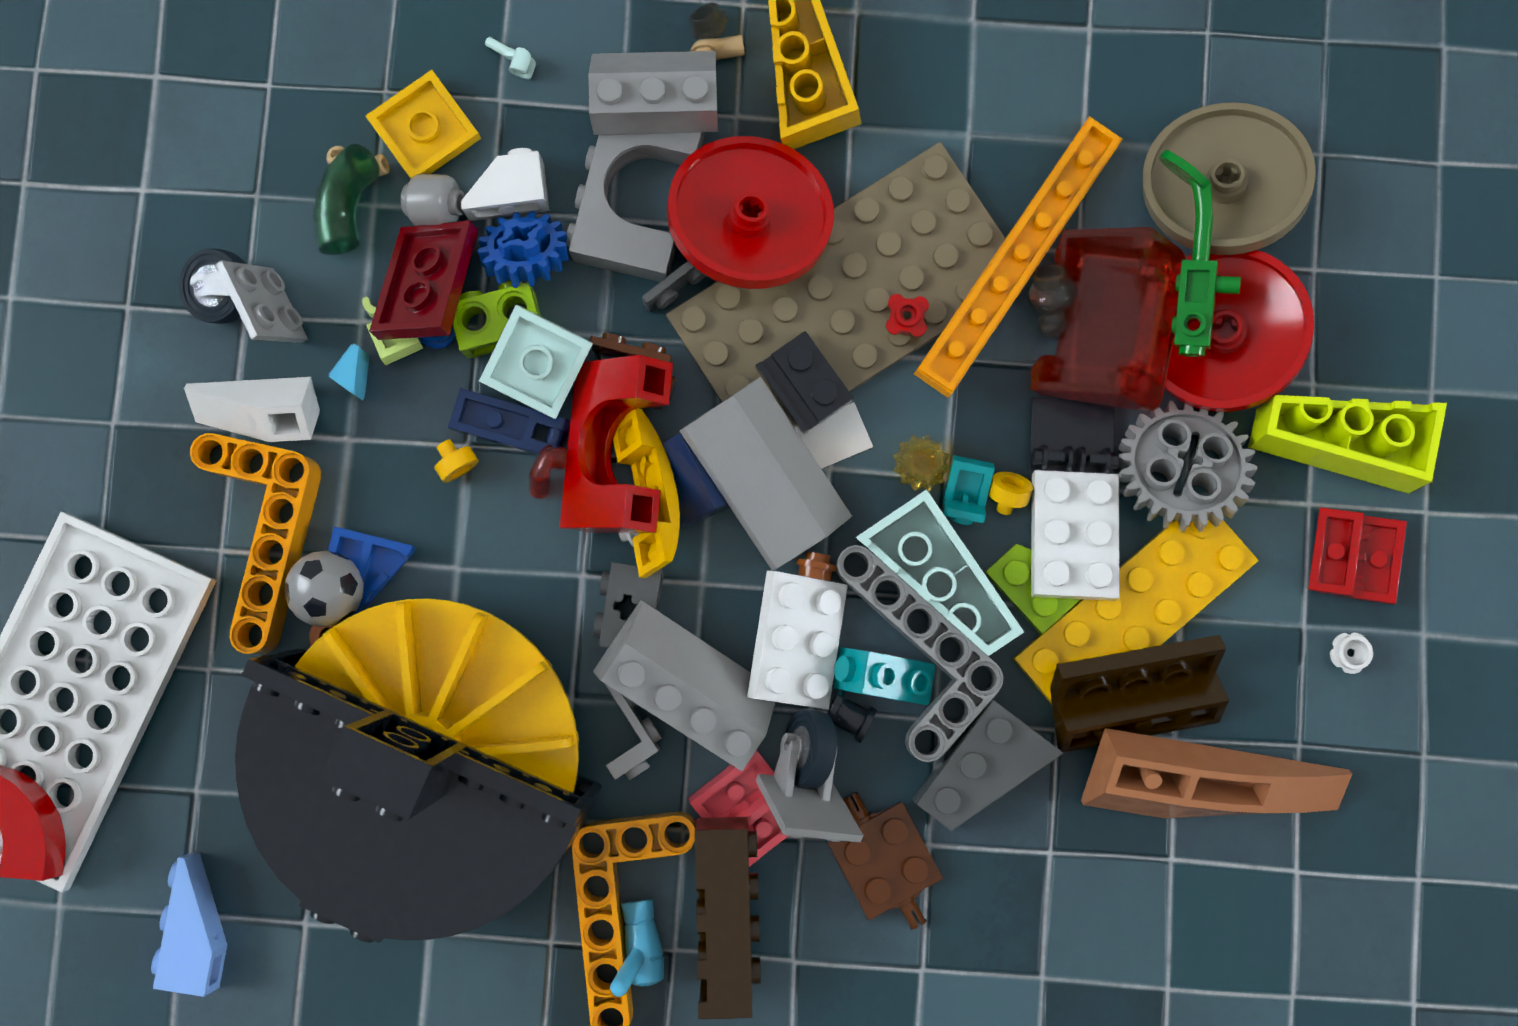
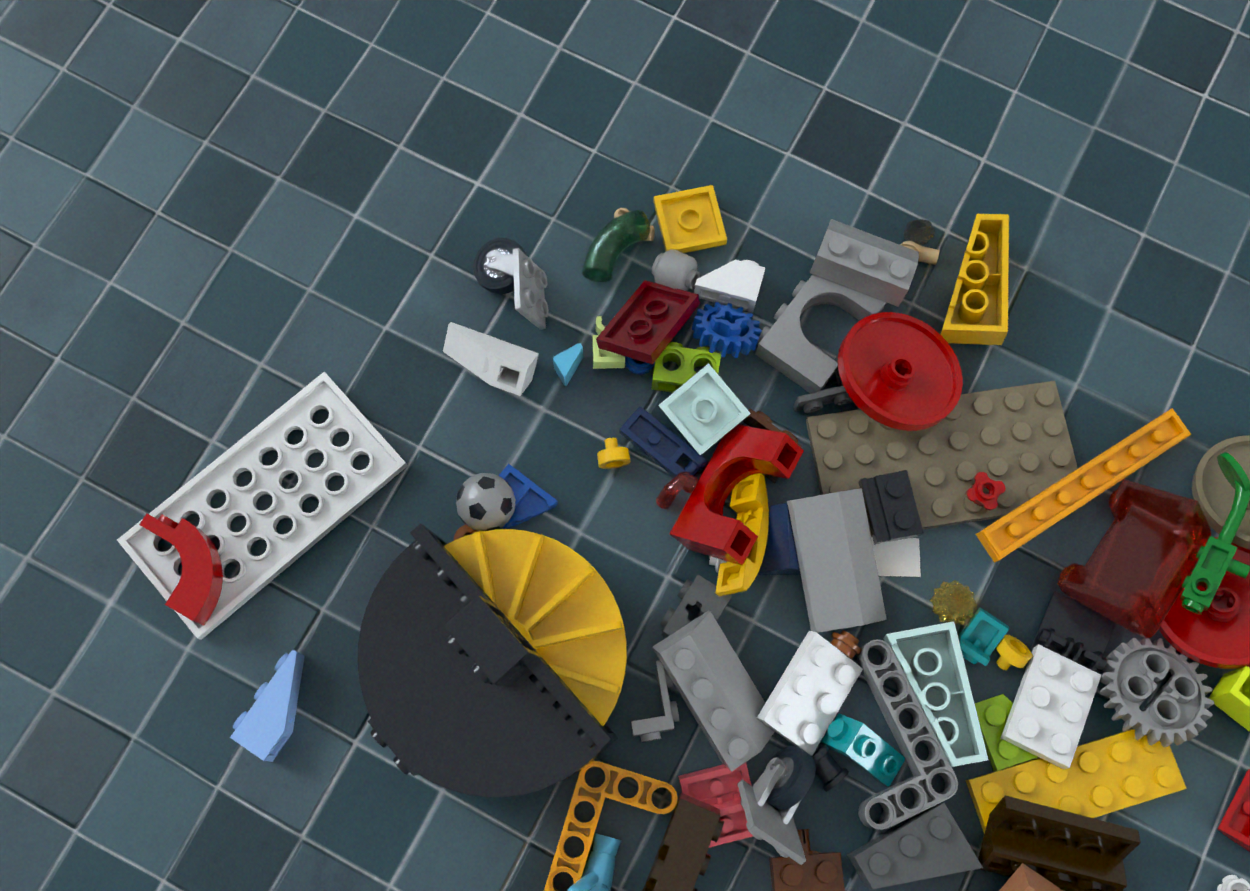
camera: 20 degrees right, 10 degrees down
(269, 529) = (461, 448): light orange beam -> none
(521, 64) = (776, 204): light aqua hand -> none
(1049, 295) = (1097, 522): clear smoke animal -> none

